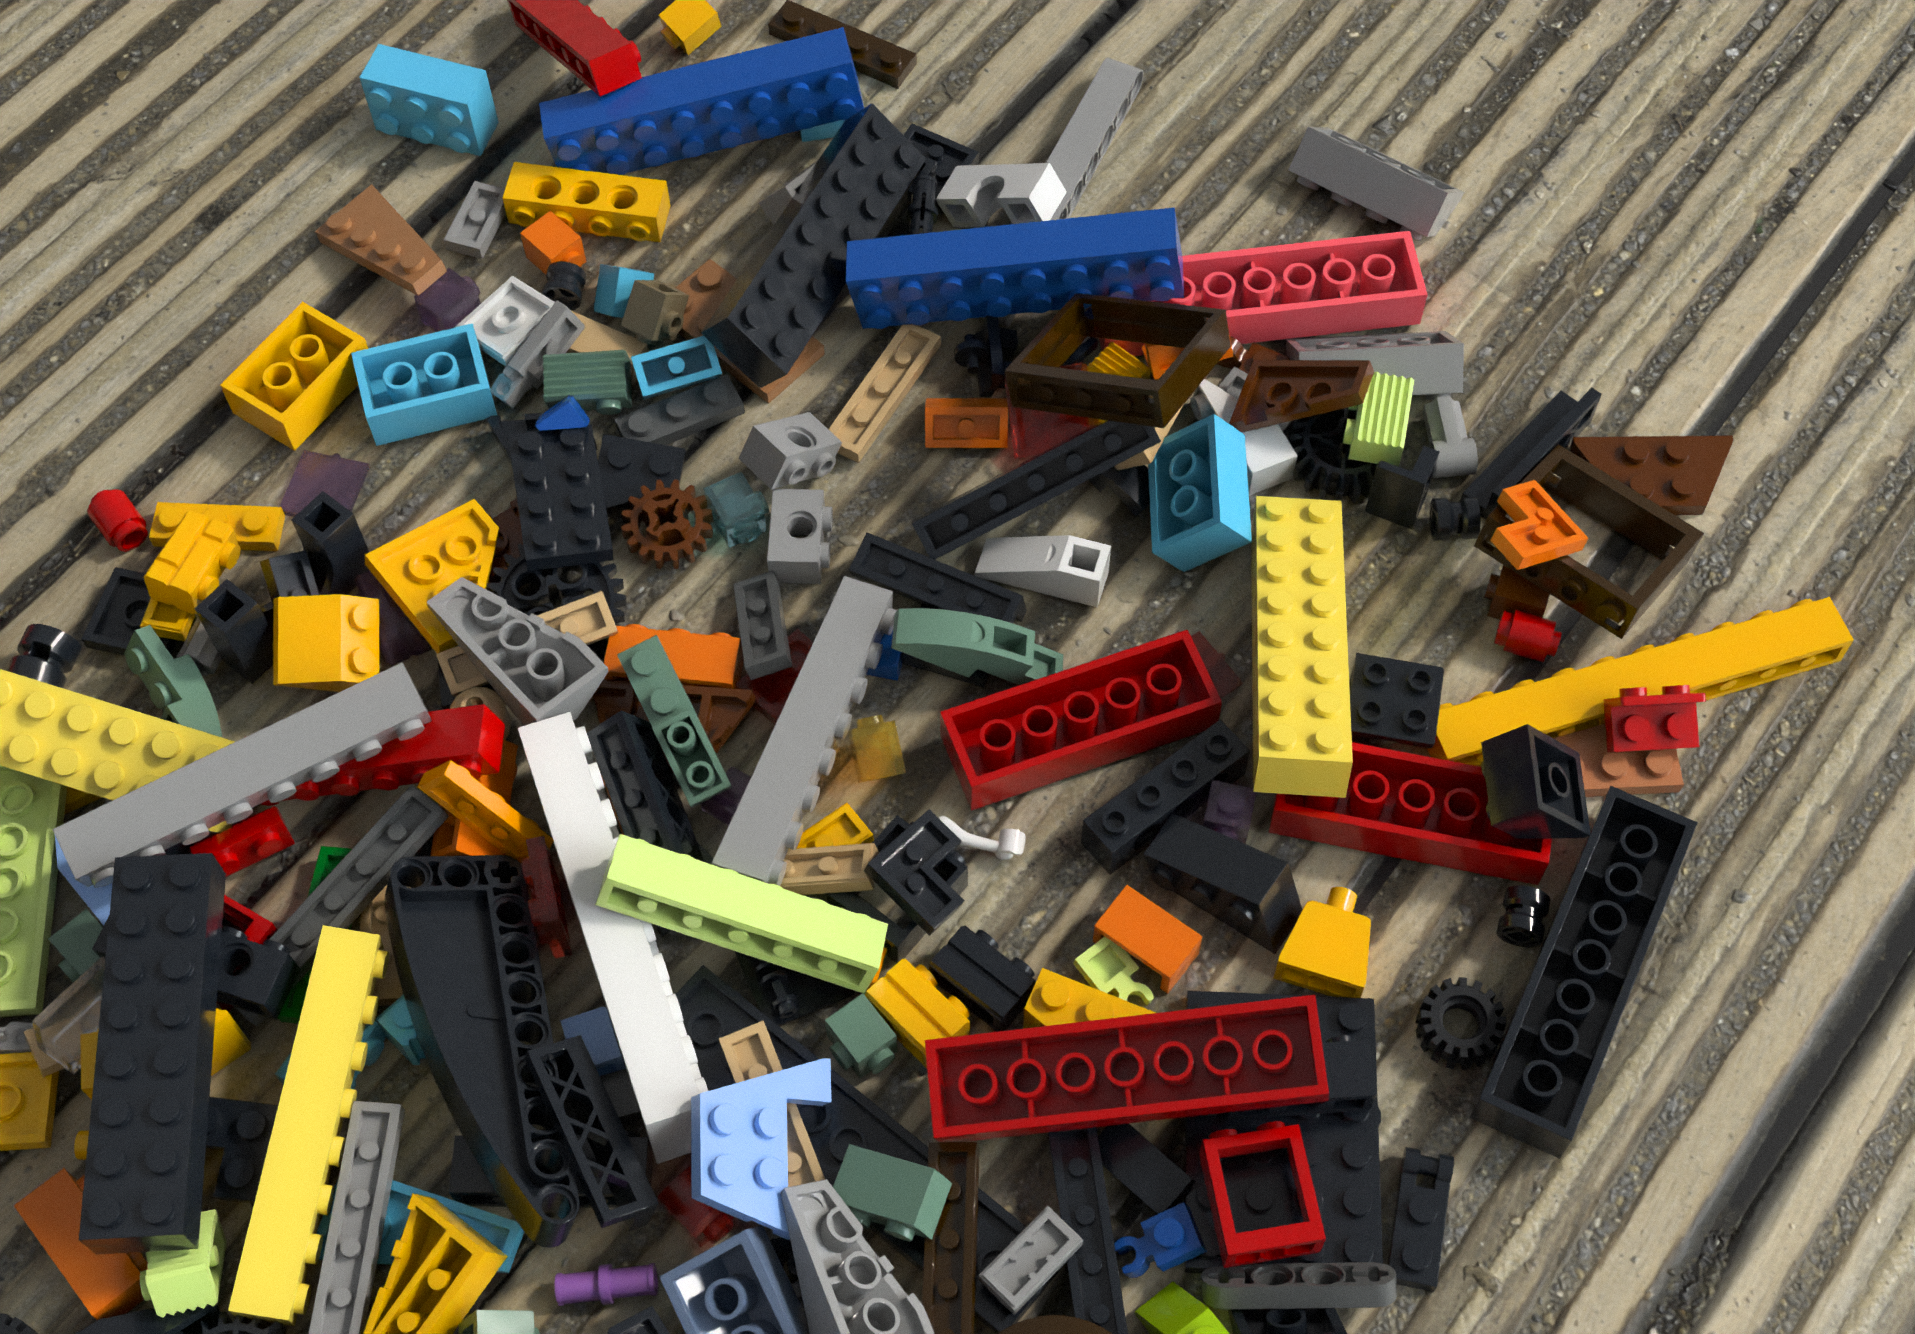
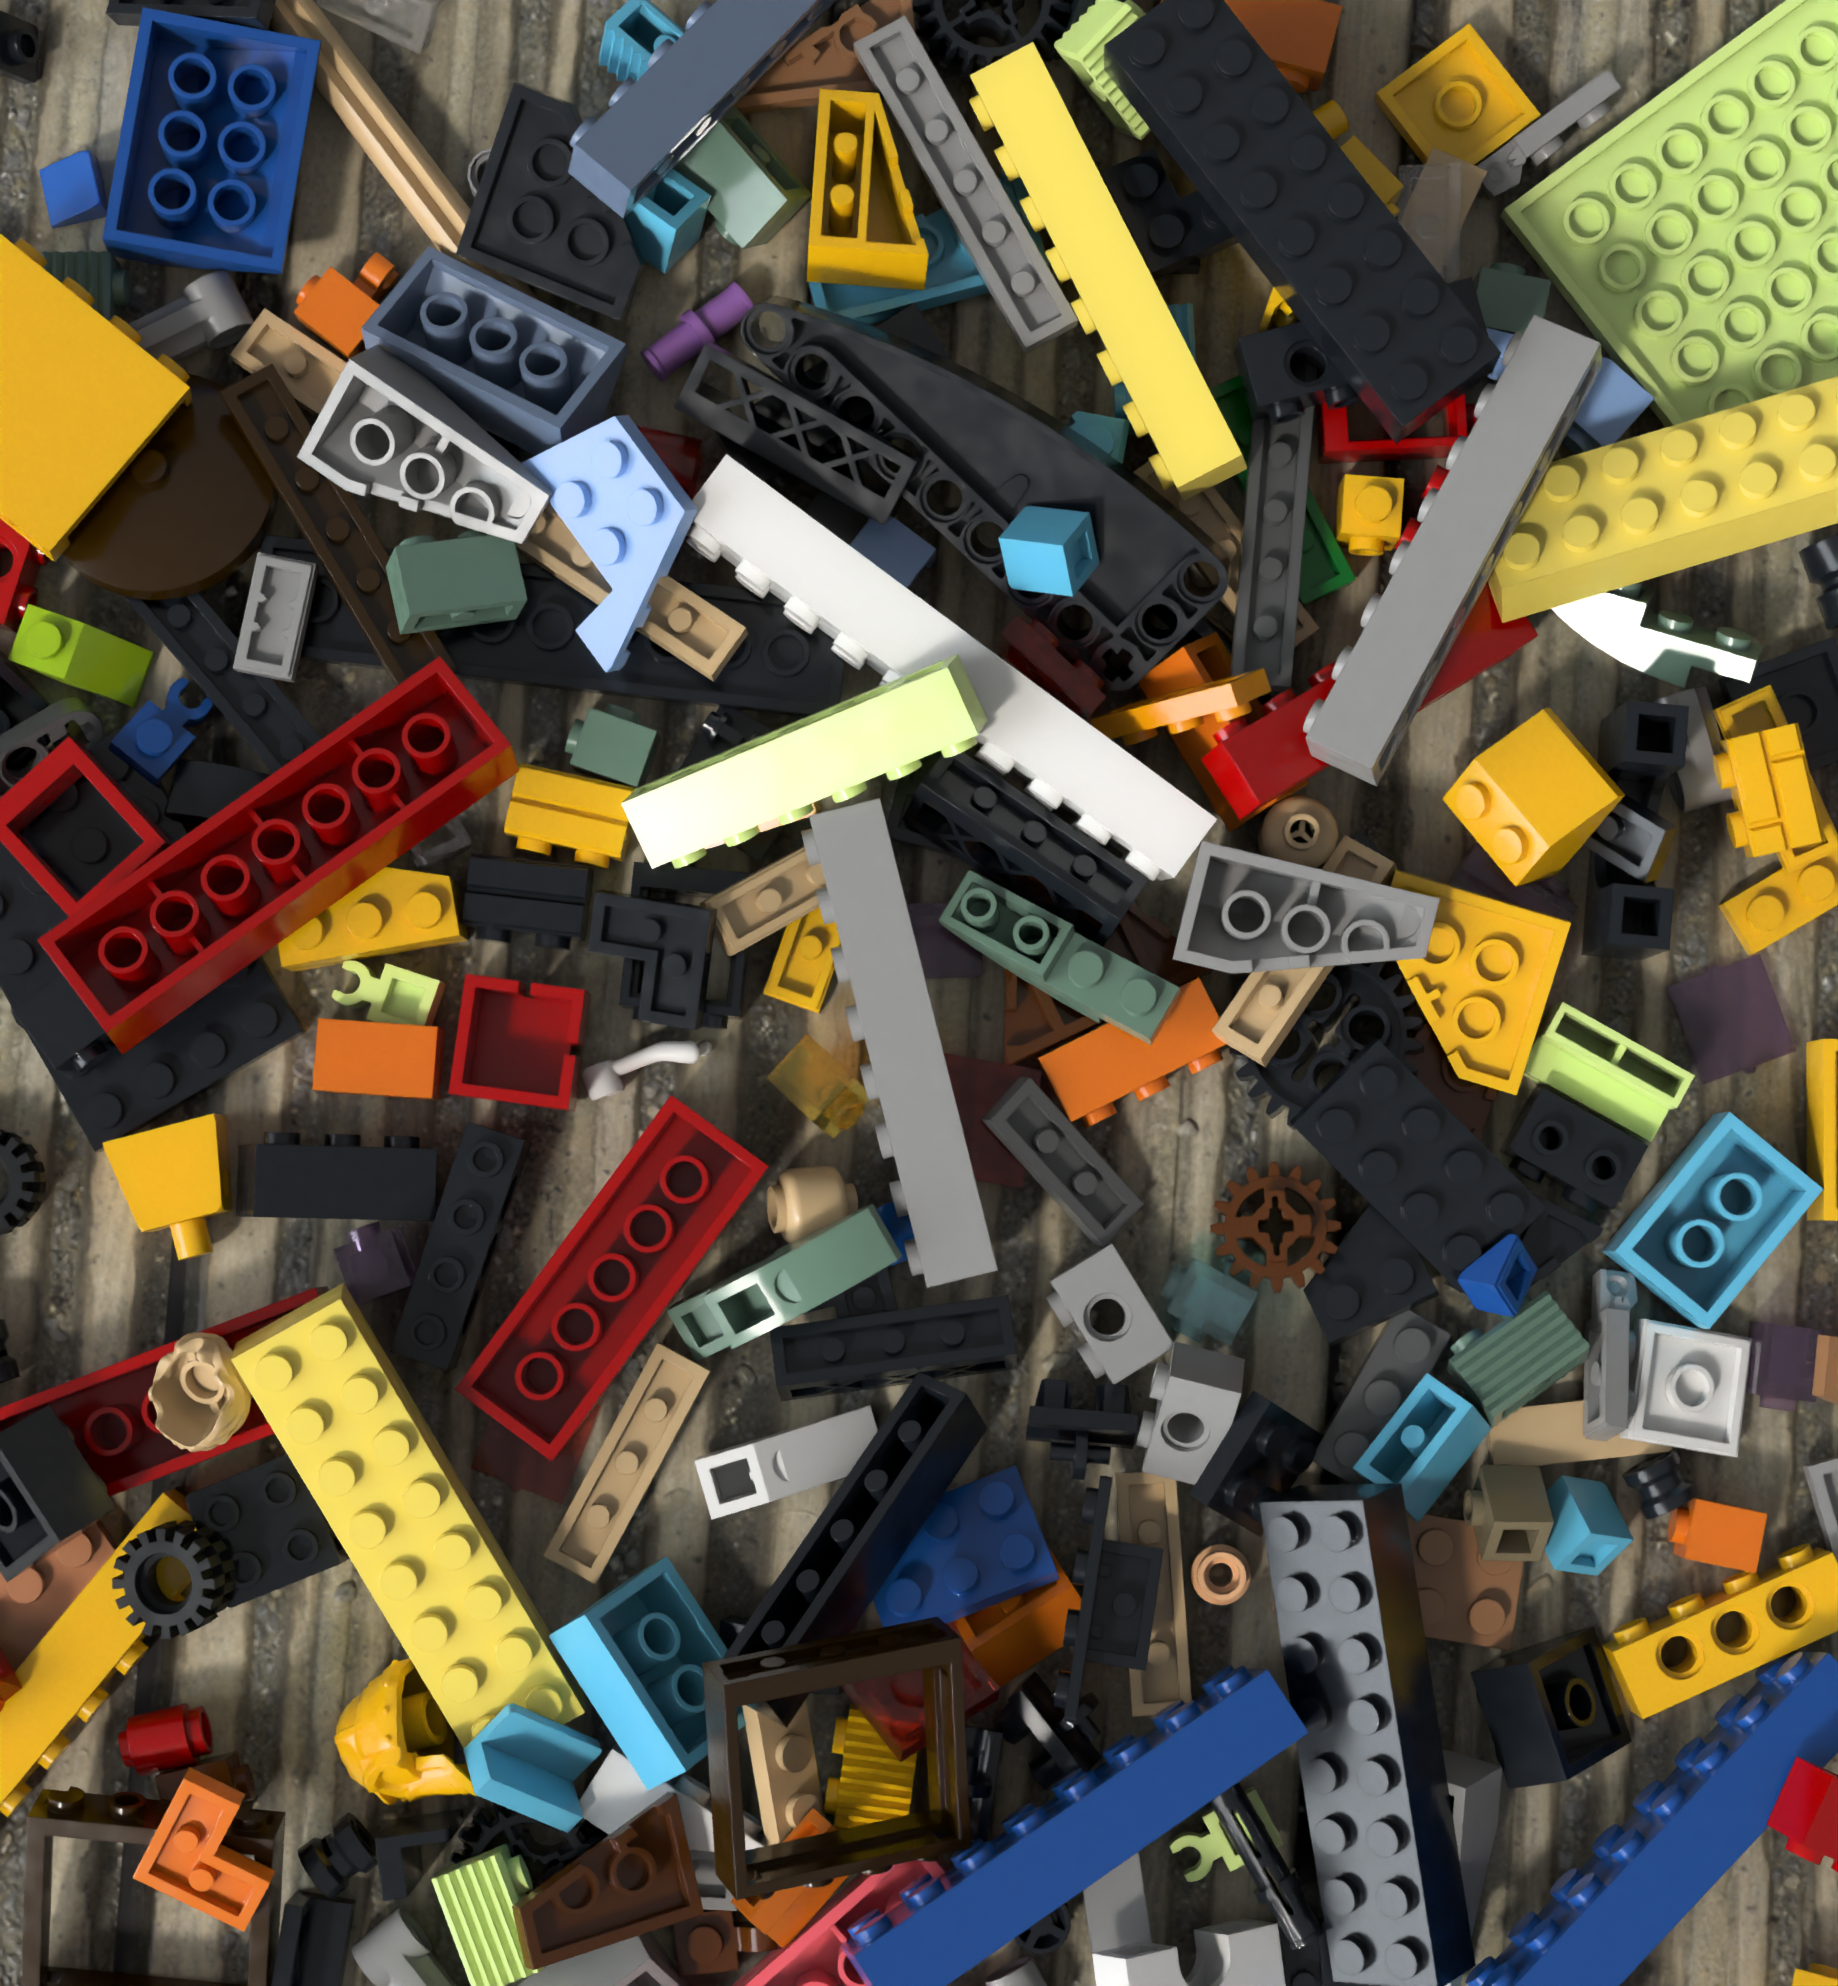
camera: 145 degrees right, 25 degrees up
(279, 877) = (1368, 513): none -> yellow brick
(411, 484) = (1605, 1072): none -> yellowish green piece
(468, 465) = (1572, 1150): none -> black brick
(489, 952) = (1049, 550): none -> medium azure panel
(712, 219) = (1551, 1709): none -> black slope
(787, 400) = (1256, 1461): none -> black plate
(838, 371) = (1227, 1592): none -> light nougat plate
(871, 503) = (1082, 1434): none -> black hips
(908, 381) = (1115, 1602): none -> black bracket
(928, 691) = (808, 1200): none -> tan head
(967, 453) = (969, 1554): none -> blue plate
(1054, 889) = (519, 1045): none -> red piece
(1146, 620) = (627, 1463): none -> tan plate
(1312, 479) = (531, 1765): none -> medium azure panel
(1383, 550) = (400, 1740): none -> yellow head
(1387, 776) = (199, 1393): none -> tan hair
(1483, 679) = (144, 1593): none -> black tyre

